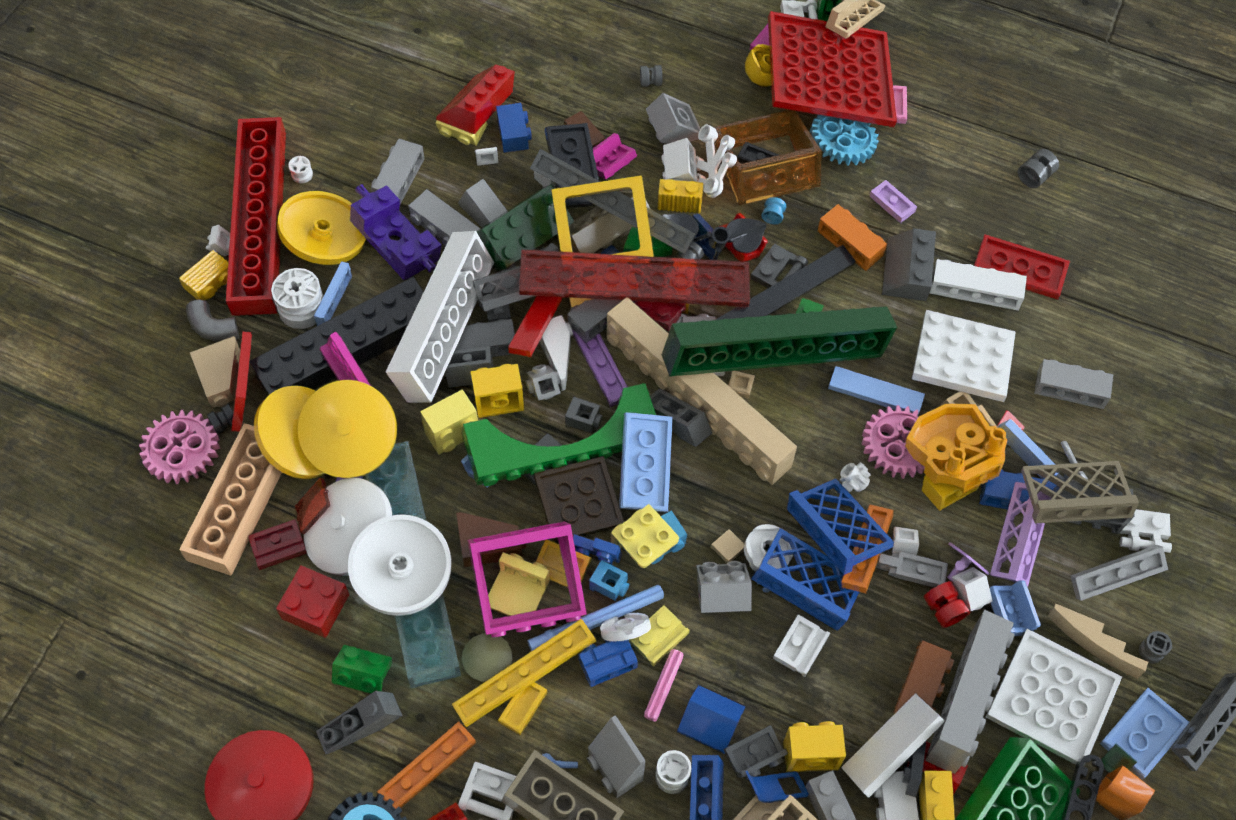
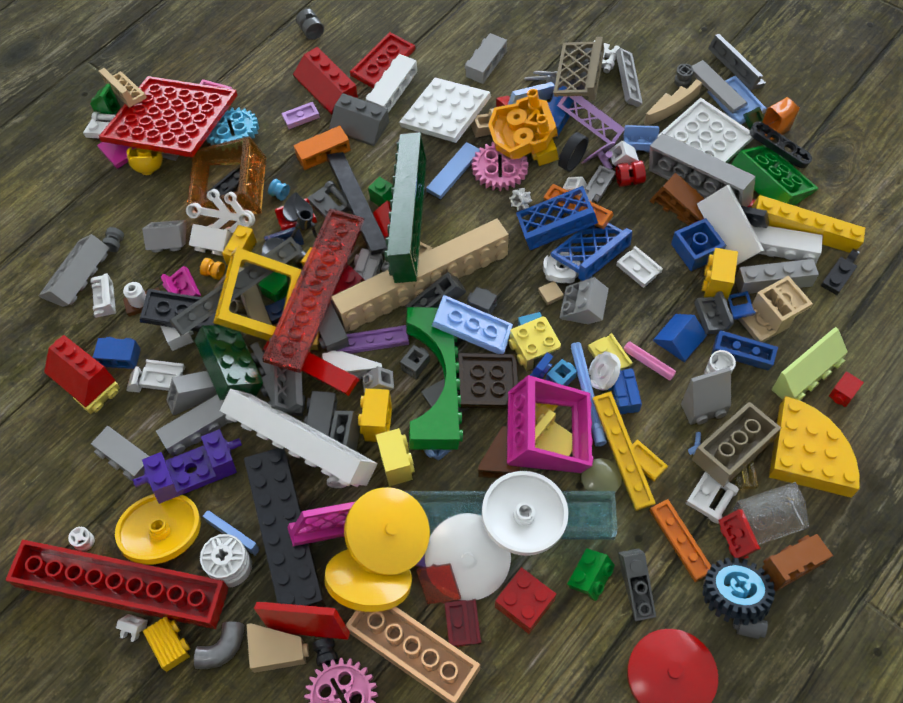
camera: 70 degrees left, 0 degrees up
(499, 175) = (159, 374): none -> white plate
(579, 94) = (103, 296): none -> white hinge
(582, 113) = (135, 294): none -> white brick
(599, 57) = (75, 271): none -> light grey slope
(648, 176) = (212, 268): none -> light orange wheel
(686, 468) = (482, 300): none -> dark grey brick
(859, 710) = (696, 243): none -> blue brick
(951, 510) = (576, 141): none -> black tyre
(958, 210) = (323, 79): none -> red slope
(1152, 697) = (718, 87): none -> light grey tile

